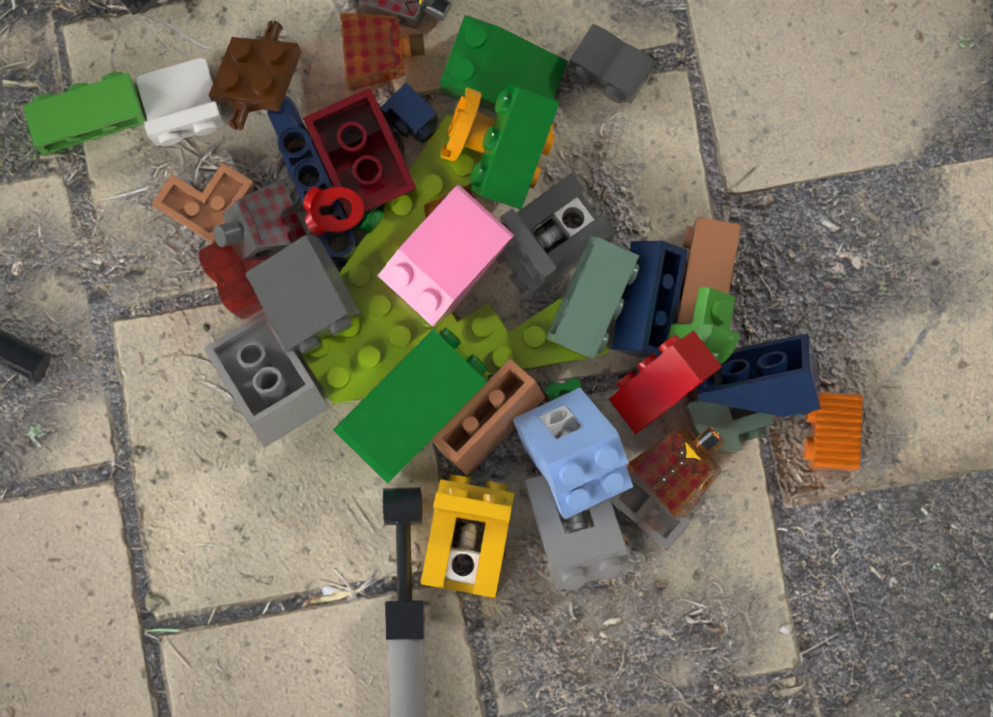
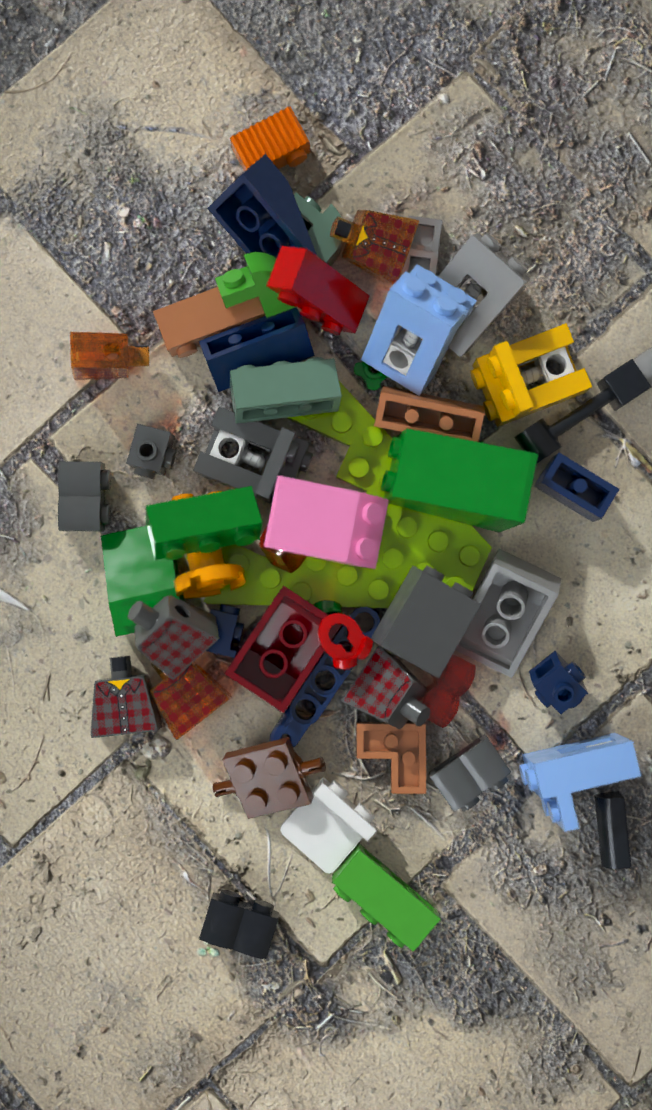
camera: 120 degrees left, 5 degrees up
(87, 347) = (577, 767): none -> light blue brick
(143, 255) = (470, 774): none -> dark grey brick
(172, 383) = (558, 683): none -> dark blue brick
(337, 511) = (576, 487): none -> dark blue brick
(434, 63) = (173, 633): none -> dark grey torso
(614, 149) = (151, 451): none -> dark grey brick
(733, 145) = (90, 355): none -> clear orange torso

